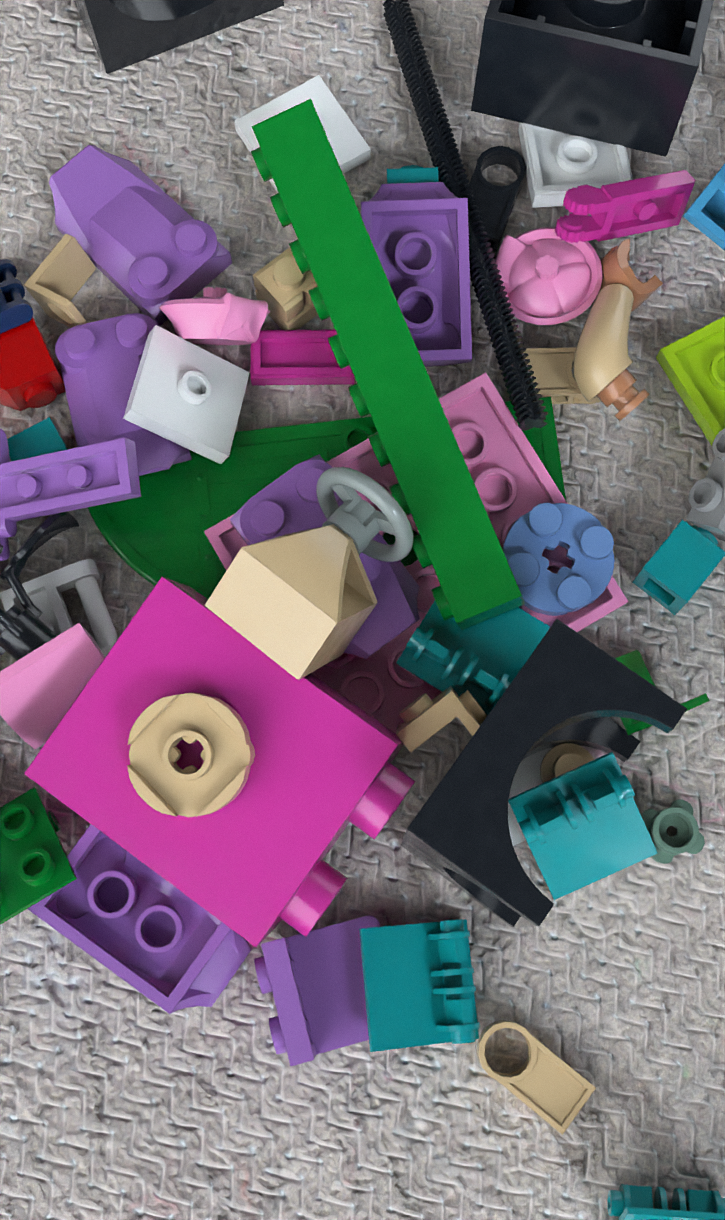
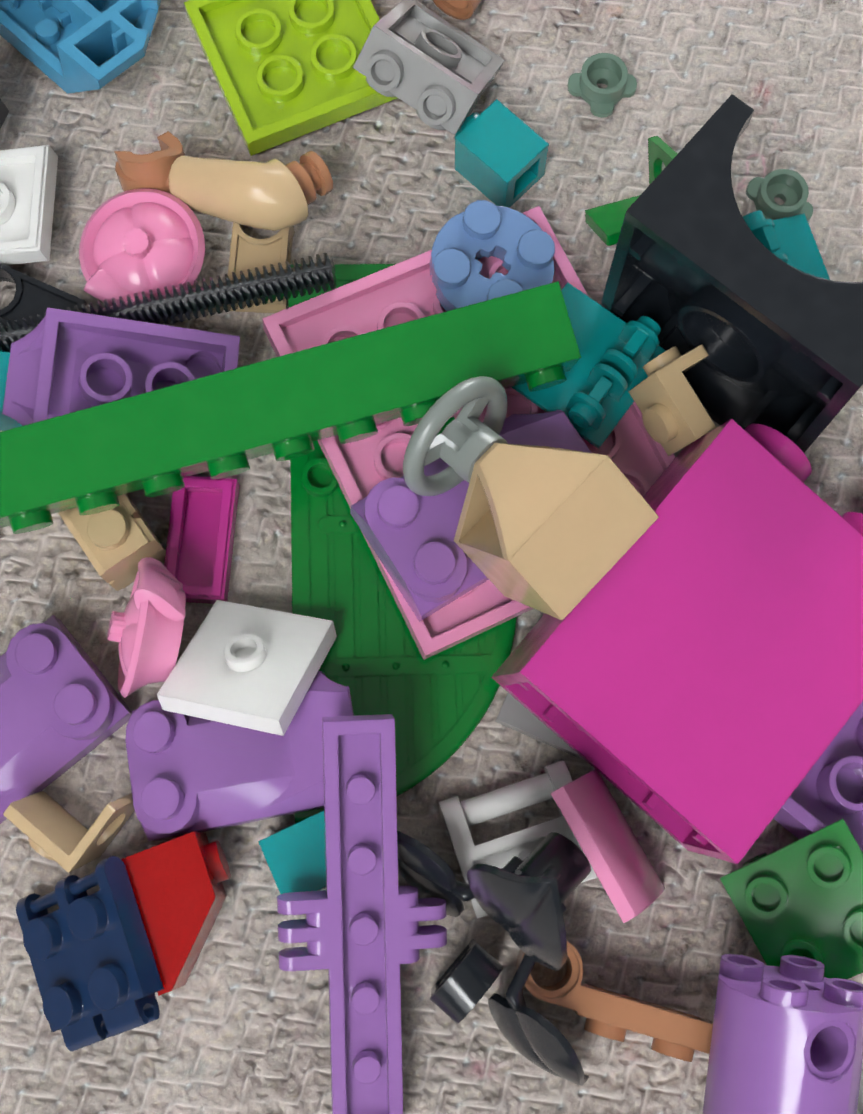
camera: 85 degrees left, 0 degrees up
(154, 755) = (778, 652): tan plate -> none
(625, 207) = (72, 156): dark pink hinge -> none

